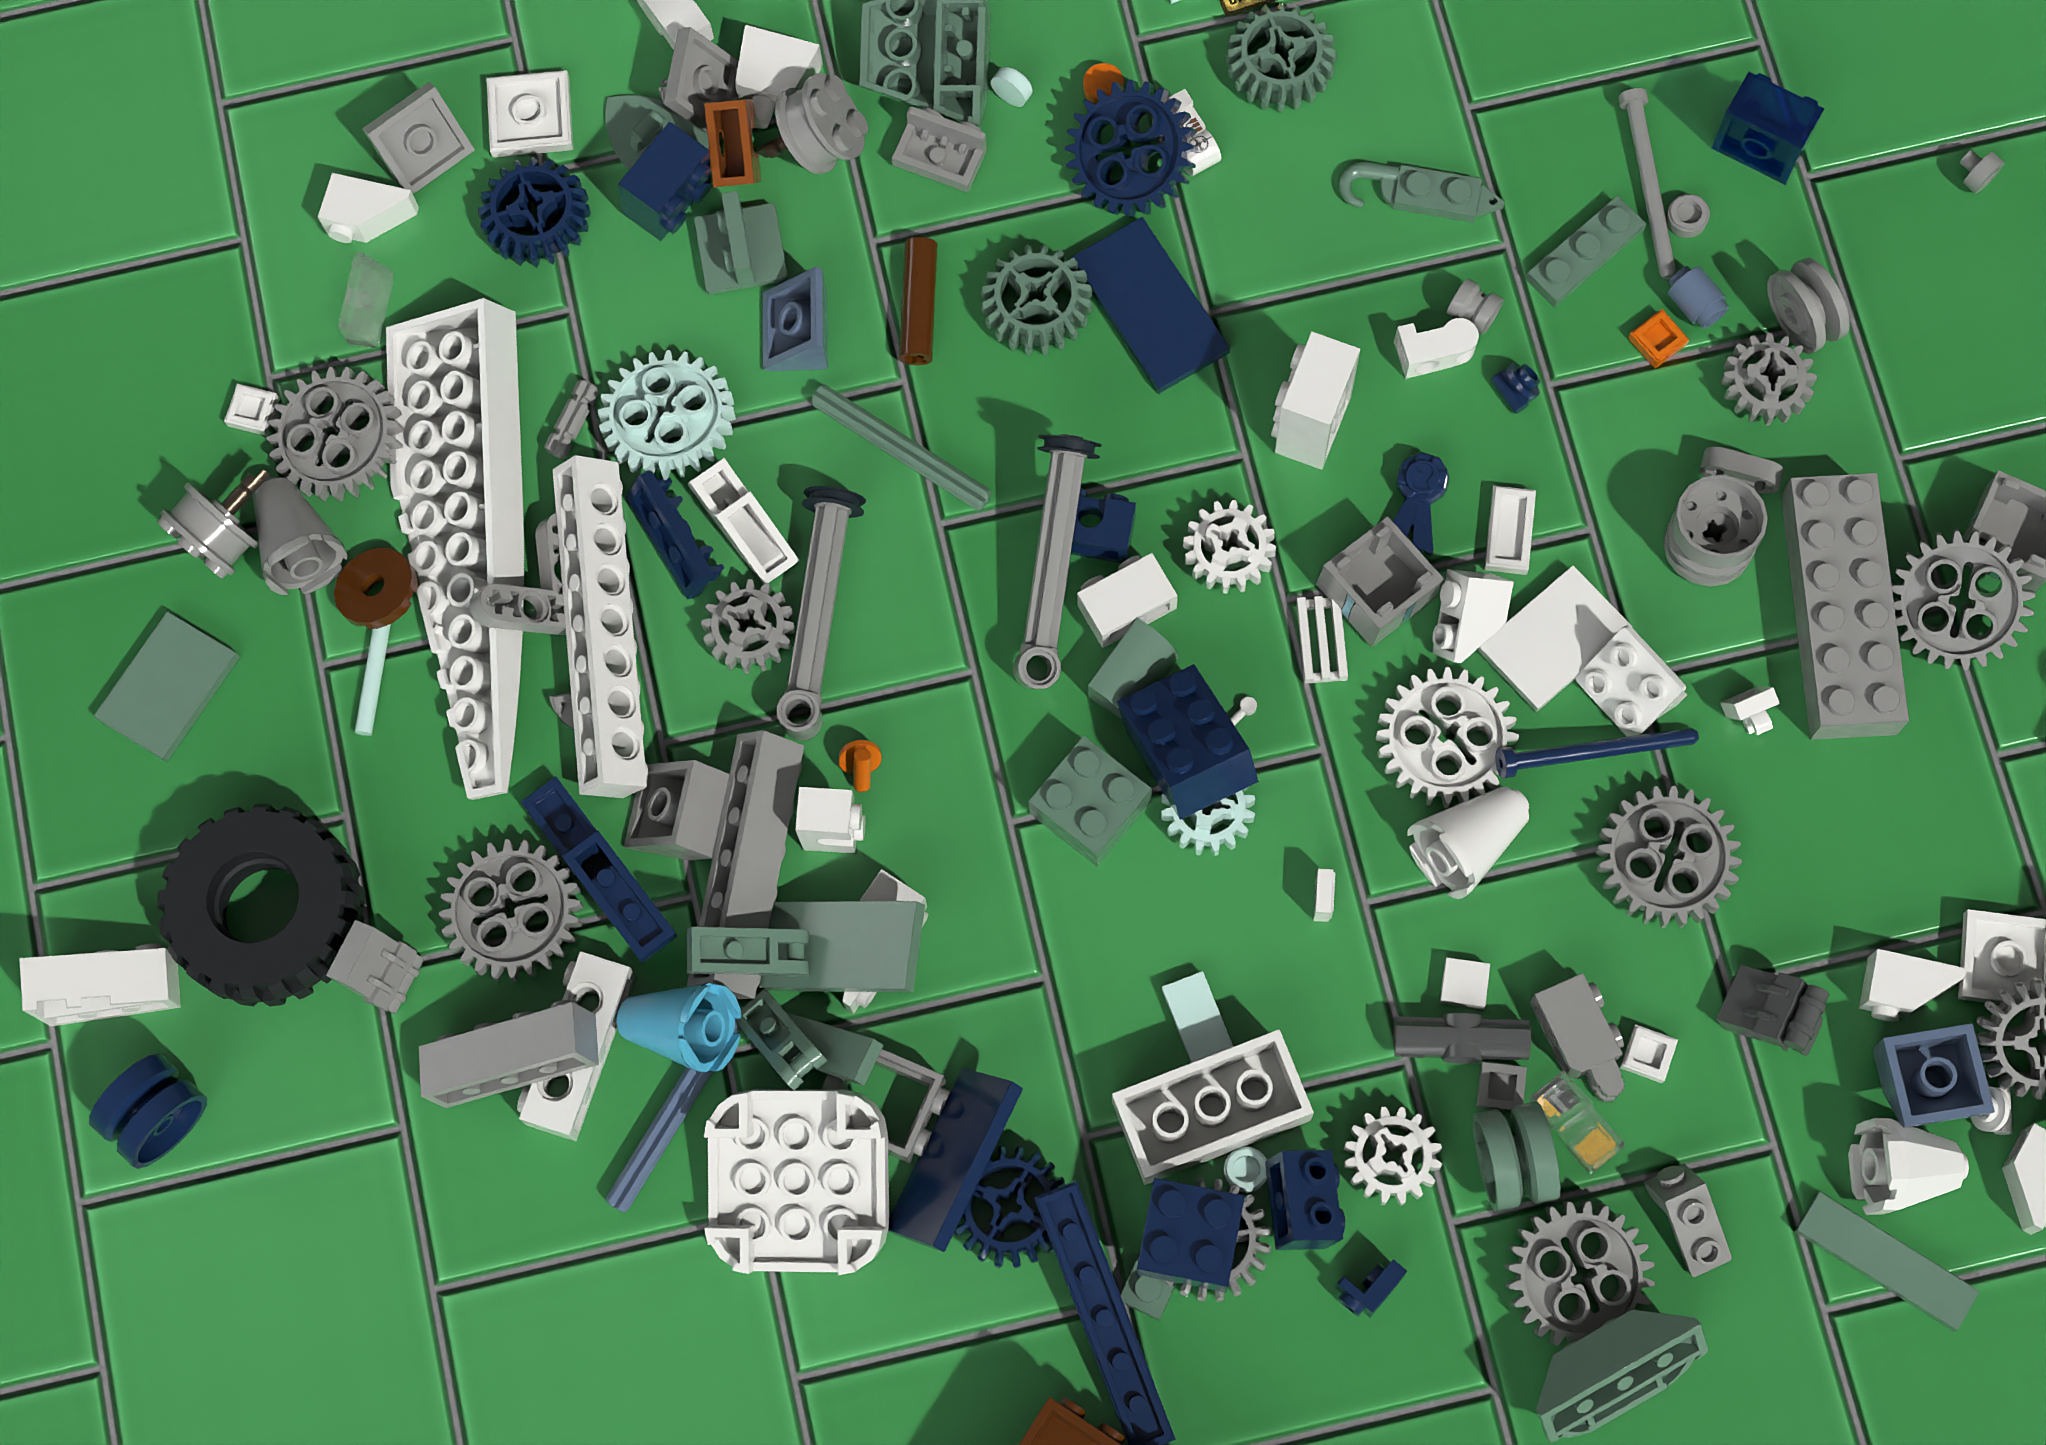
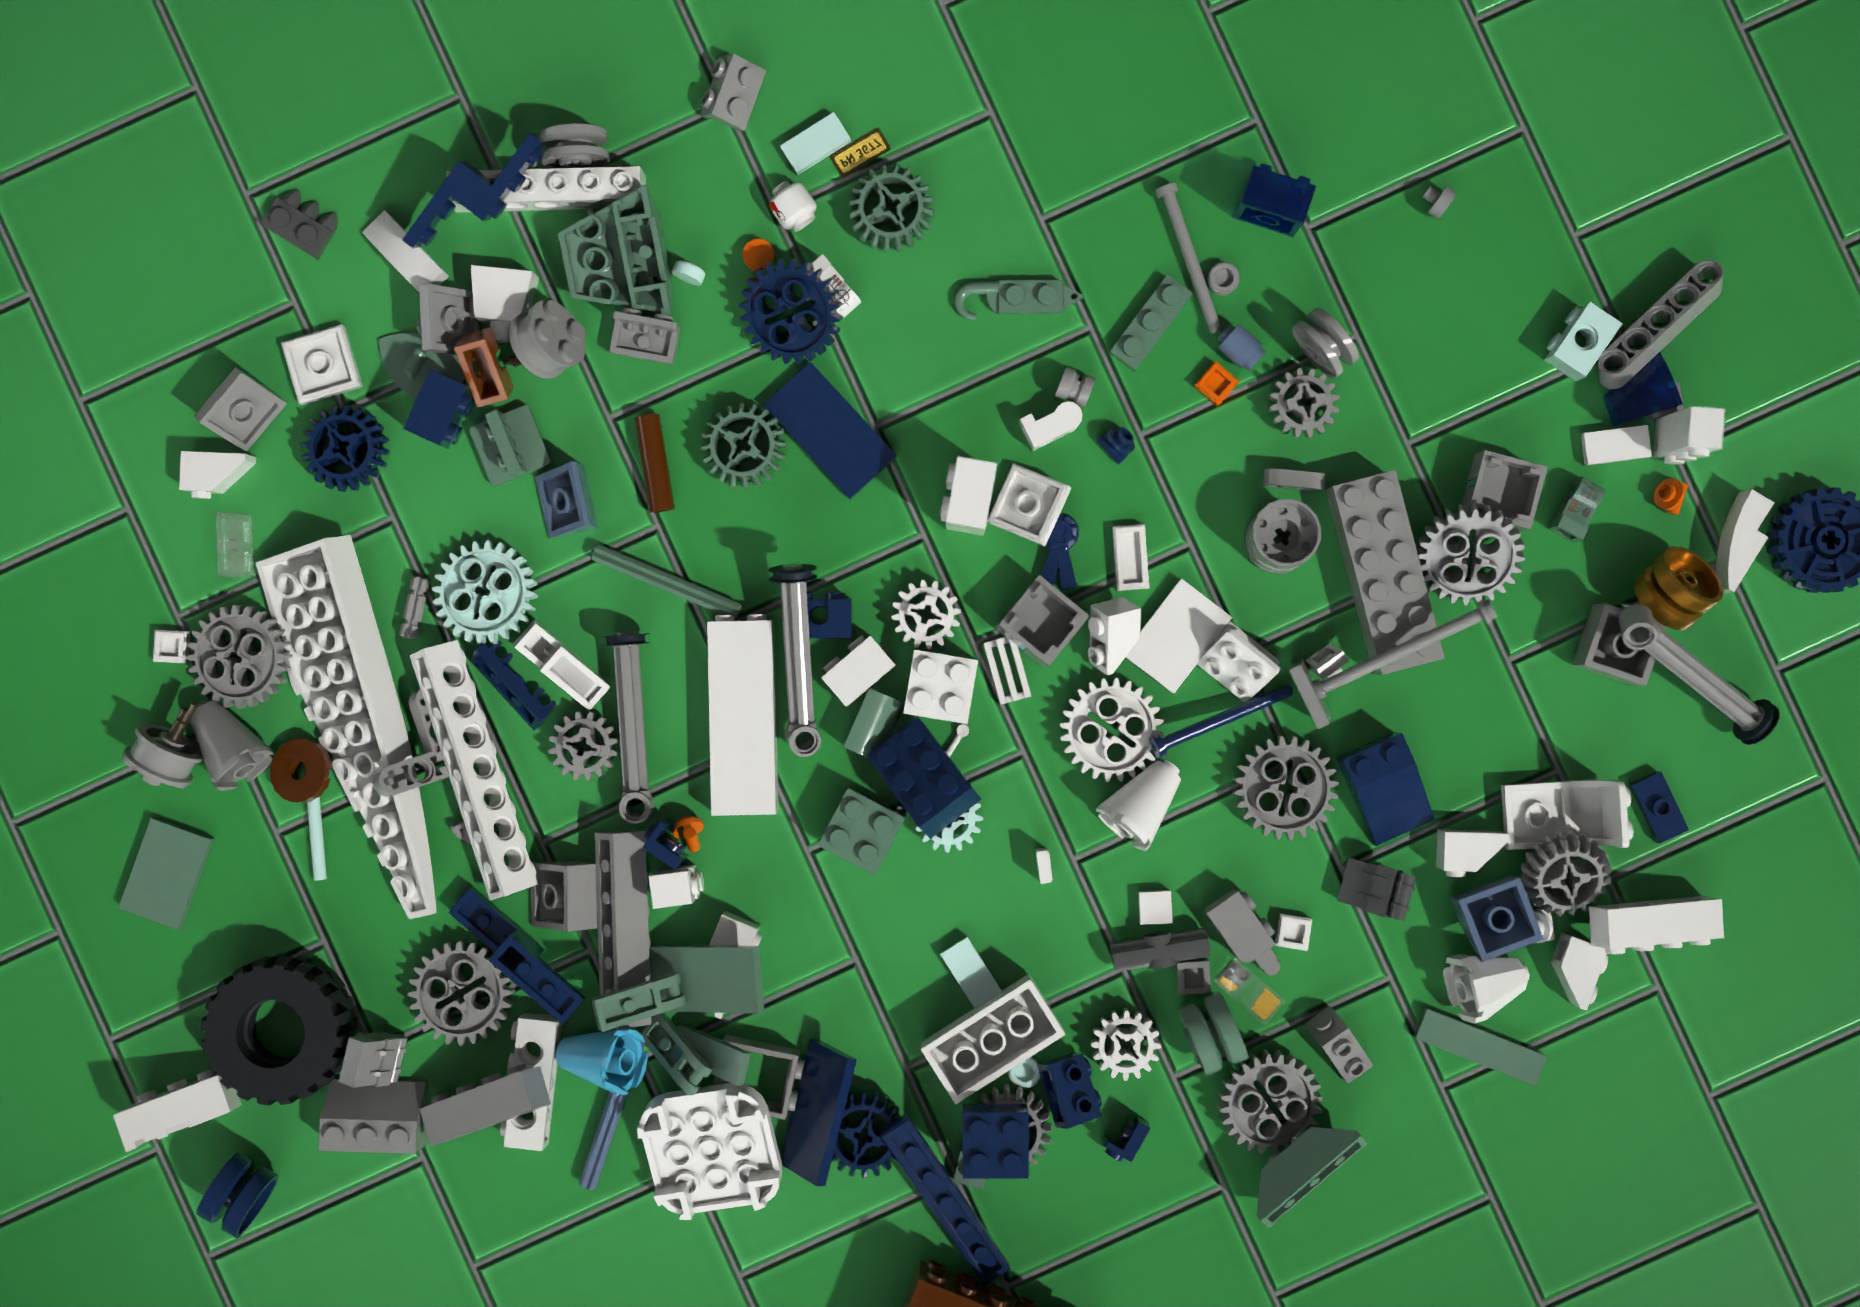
camera: 15 degrees left, 15 degrees up
(353, 1051) = (374, 1118): none -> light grey slope
(822, 758) = (667, 850): none -> dark blue bracket
(963, 629) = (742, 716): none -> white brick
(1158, 32) = (792, 206): none -> white head
(1231, 637) = (940, 686): none -> white brick
(1389, 436) = (1029, 504): none -> white tile
(1731, 731) = (1315, 690): none -> light grey tile
(1806, 883) = (1386, 787): none -> dark blue slope

